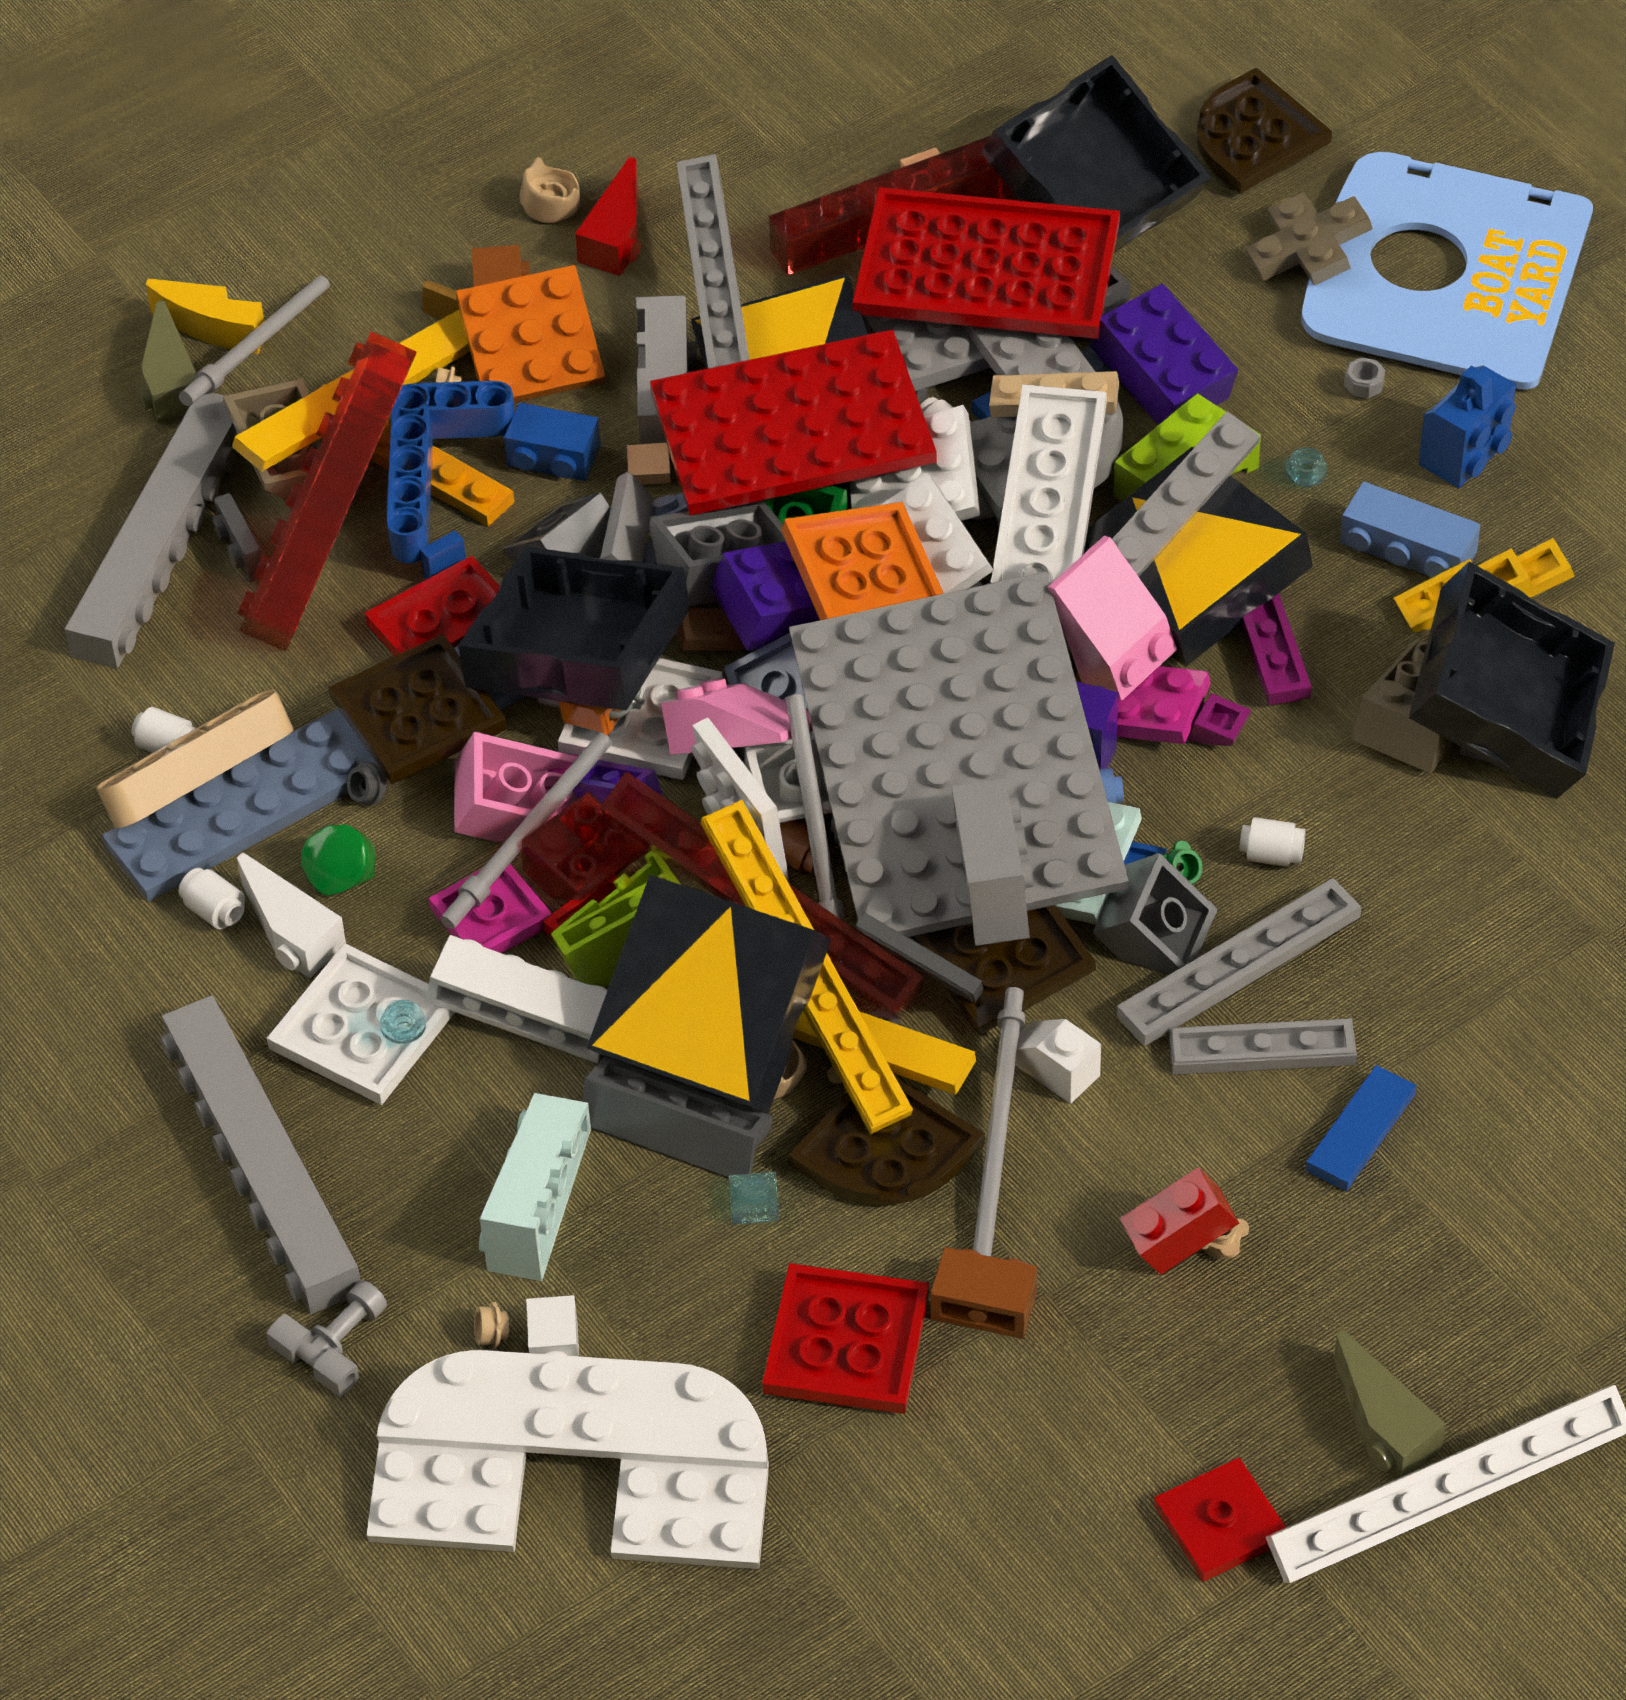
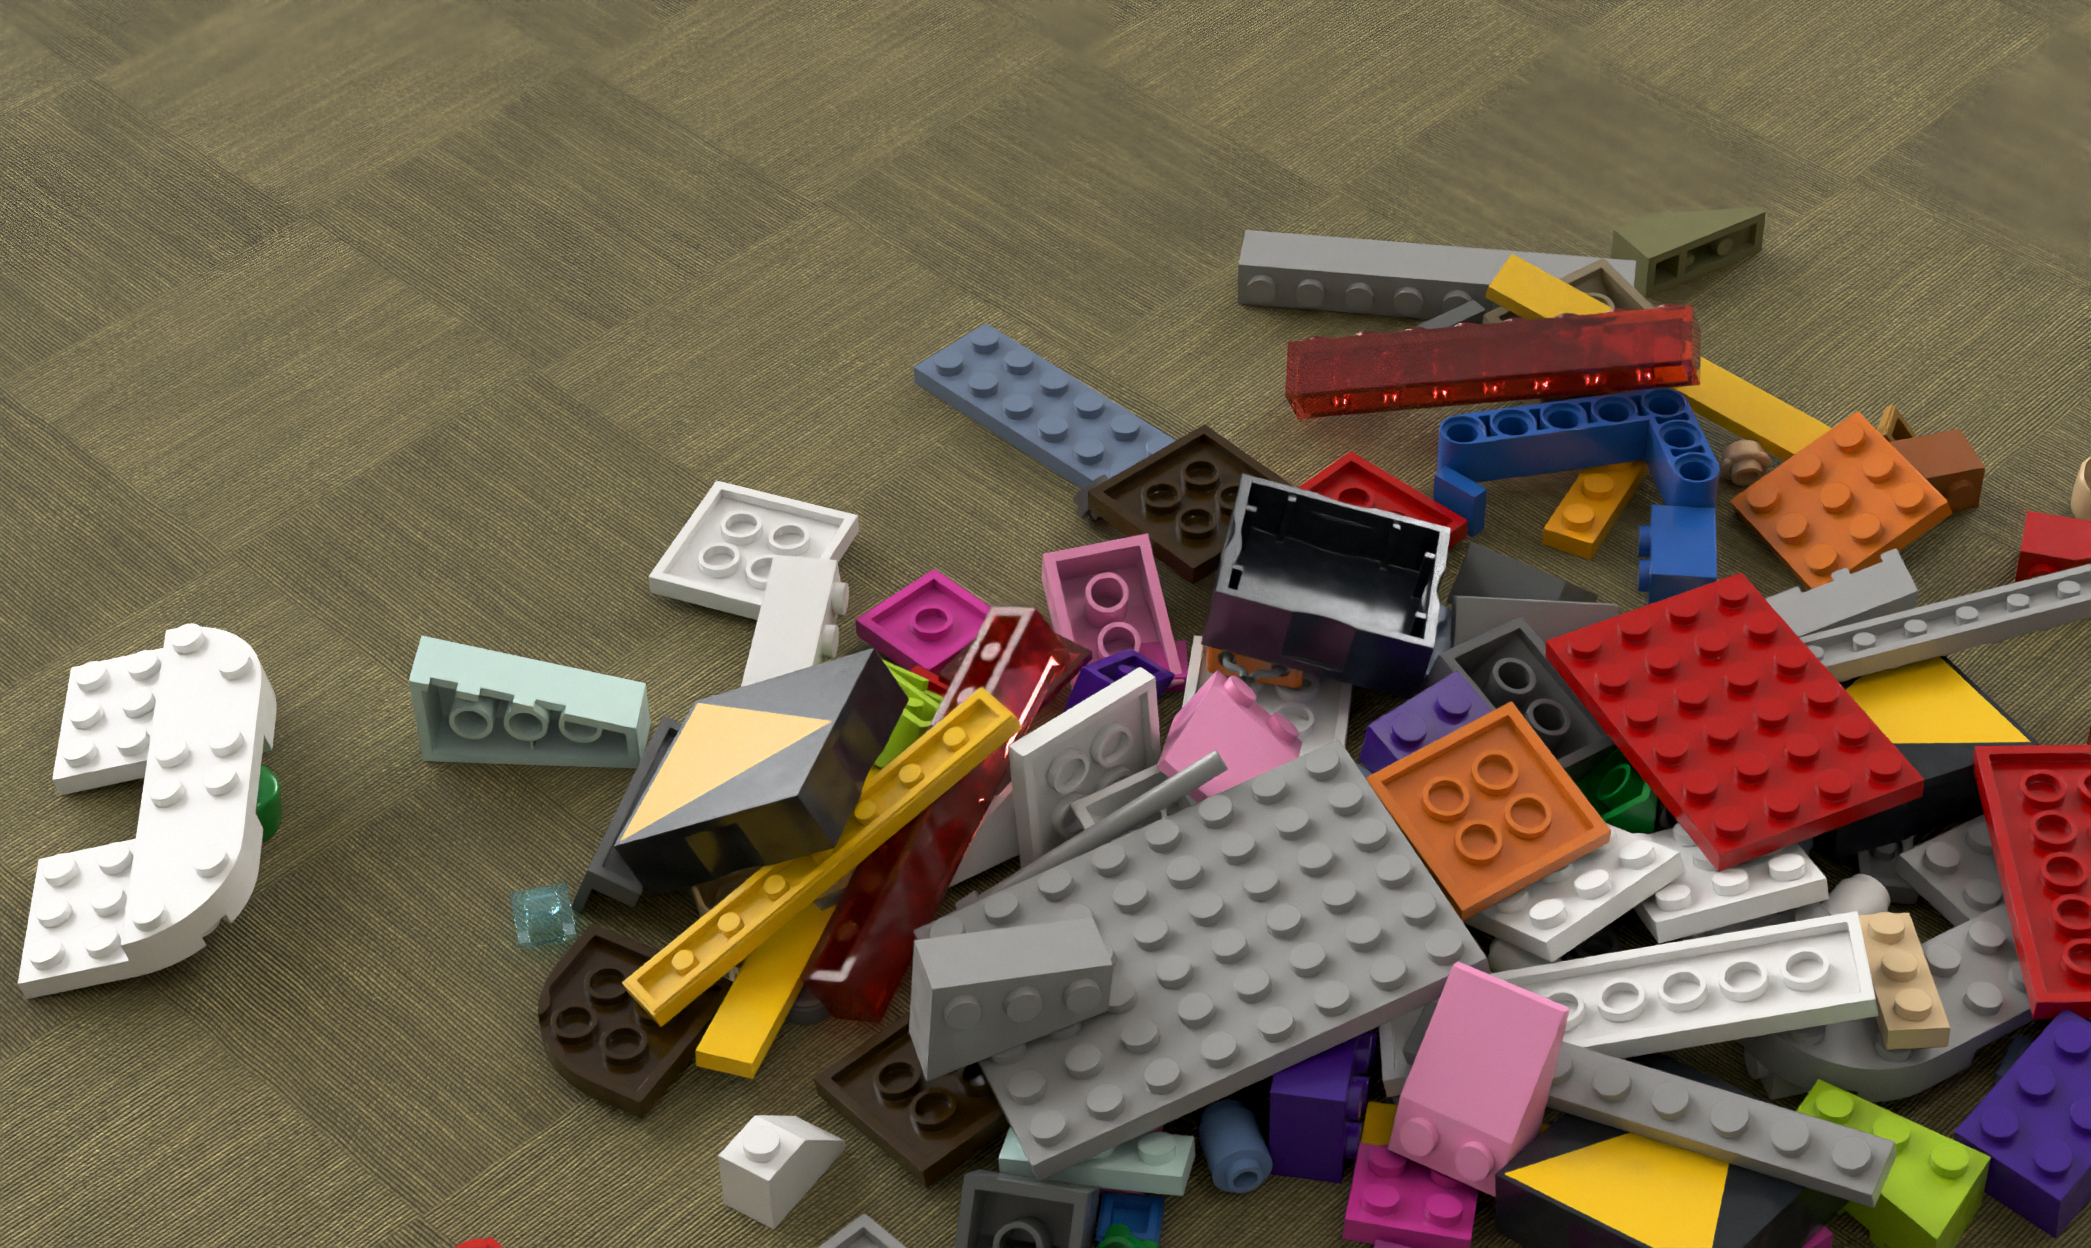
camera: 80 degrees right, 10 degrees down
(158, 728) = (1133, 339): white brick -> none
(194, 758) = (1093, 358): tan beam -> none
(206, 311) = (1777, 263): yellow slope -> none
(212, 897) = (910, 412): white brick -> none
(213, 375) = (1647, 258): light grey bar -> none
(261, 1155) = (561, 507): light grey brick -> none
(297, 925) = (891, 469): white slope -> none
(322, 1345) = (318, 595): light grey bar -> none
(338, 859) = (982, 495): green hair -> none
(402, 1012) = (738, 567): clear light blue plate -> none
(477, 887) = (941, 594): light grey bar -> none
(491, 1325) = (345, 718): tan plate -> none
(552, 1326) = (326, 765): white brick -> none
(846, 1338) = (331, 1020): red plate -> none
(920, 958) = (874, 977): dark grey tile -> none
(984, 1292) = (399, 1136): dark orange brick -> none
(1010, 1020) = (811, 1099): light grey bar -> none

